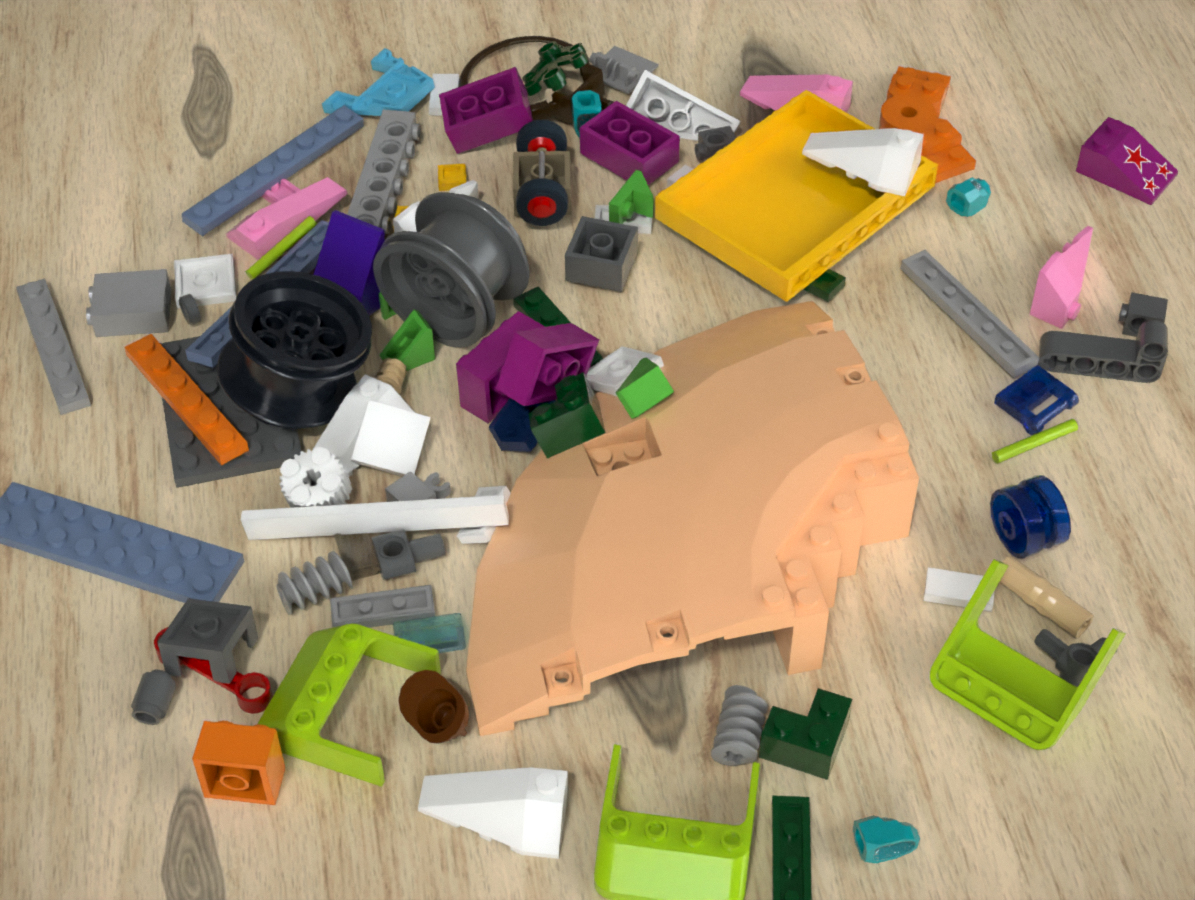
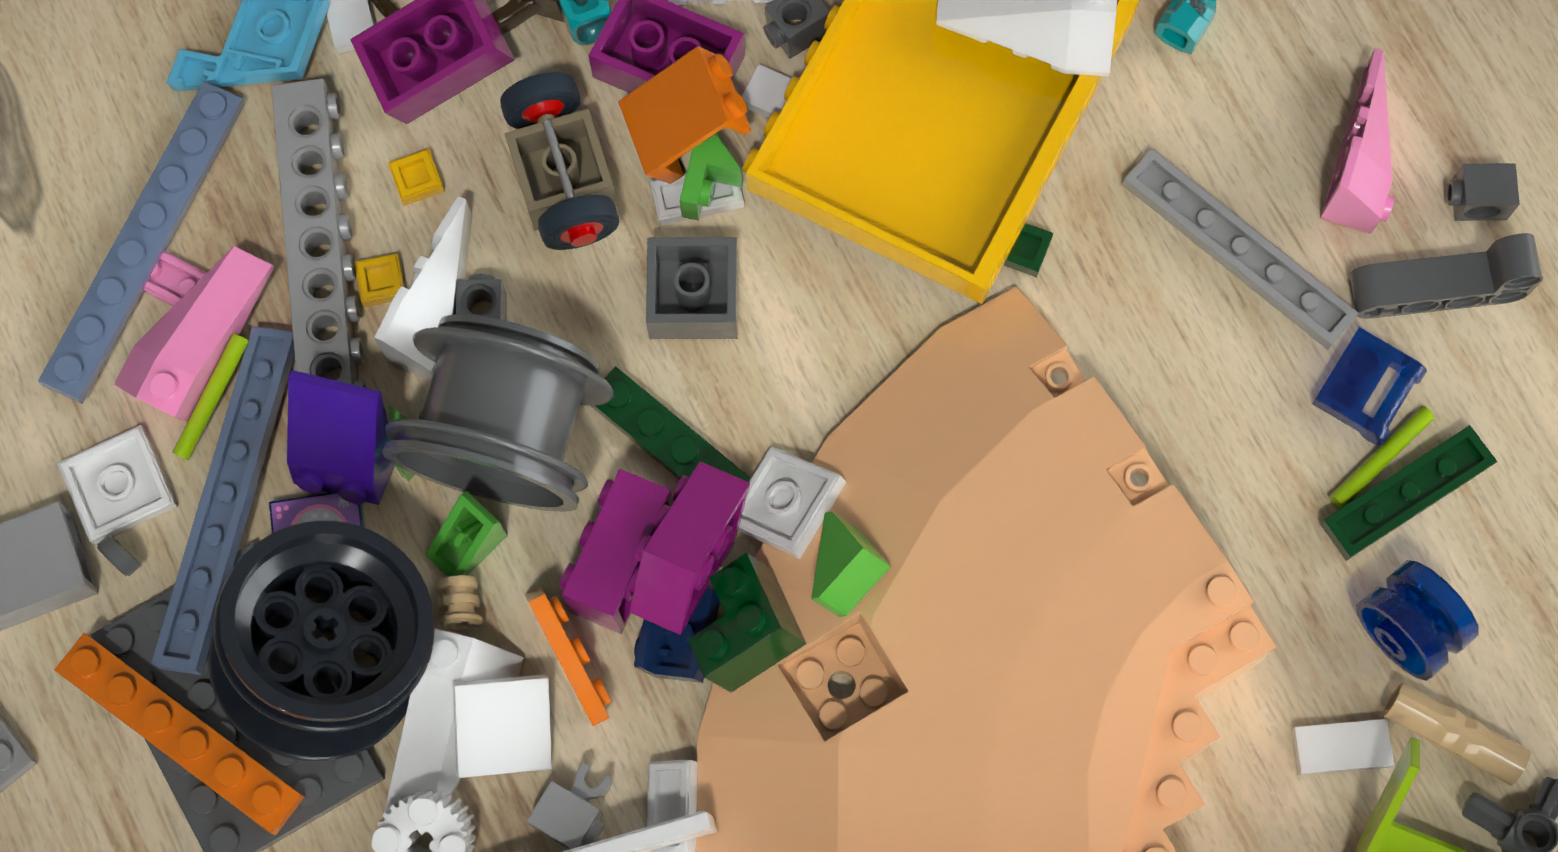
camera: 15 degrees left, 25 degrees up
(449, 411) = (569, 654): none -> orange wing
(624, 158) = (682, 110): none -> orange panel
(1047, 459) = (1408, 492): none -> dark green plate

